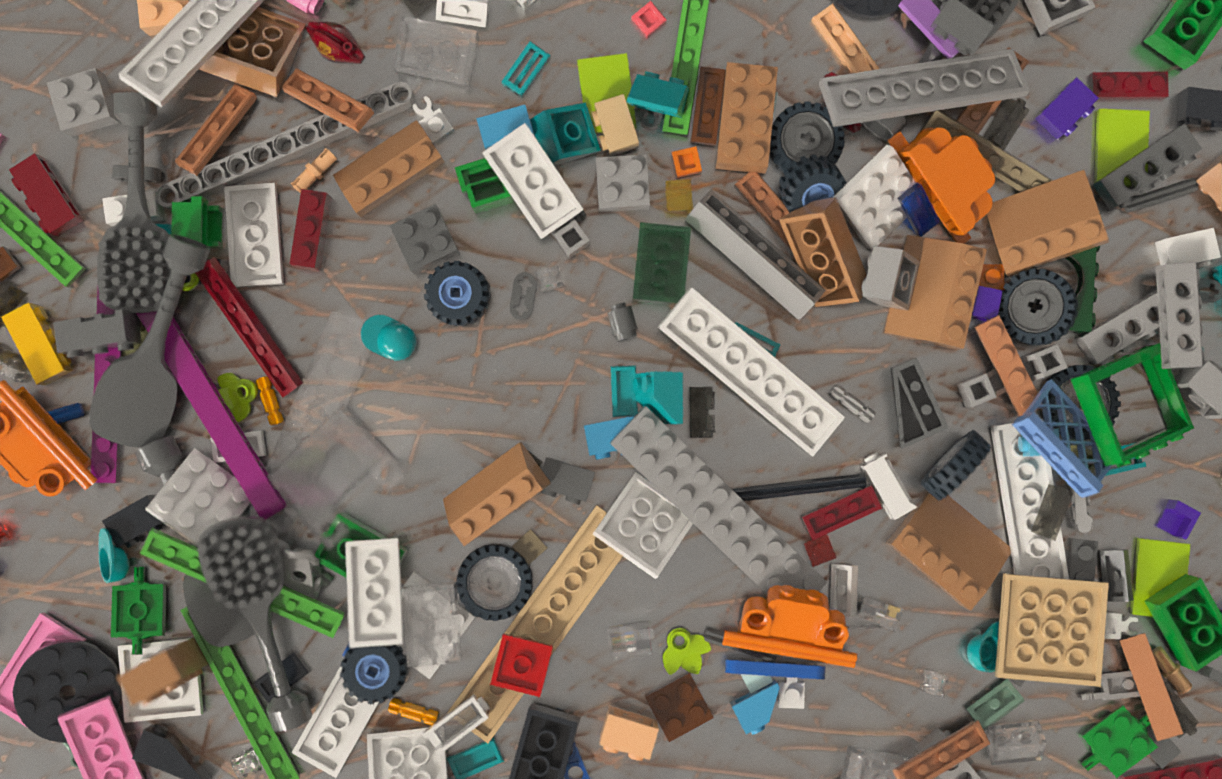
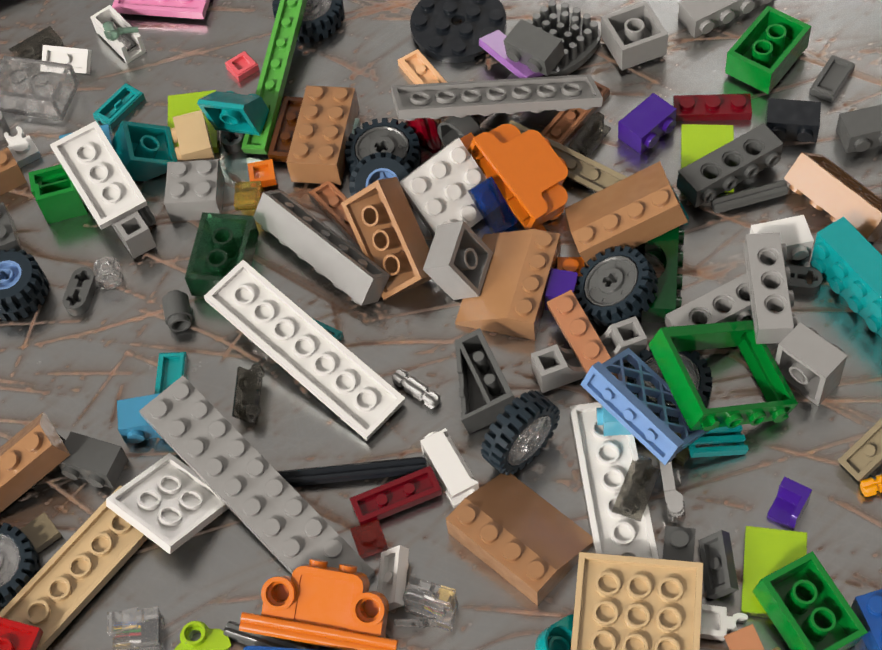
camera: 10 degrees right, 30 degrees down
(661, 394) = (202, 363): teal slope -> none

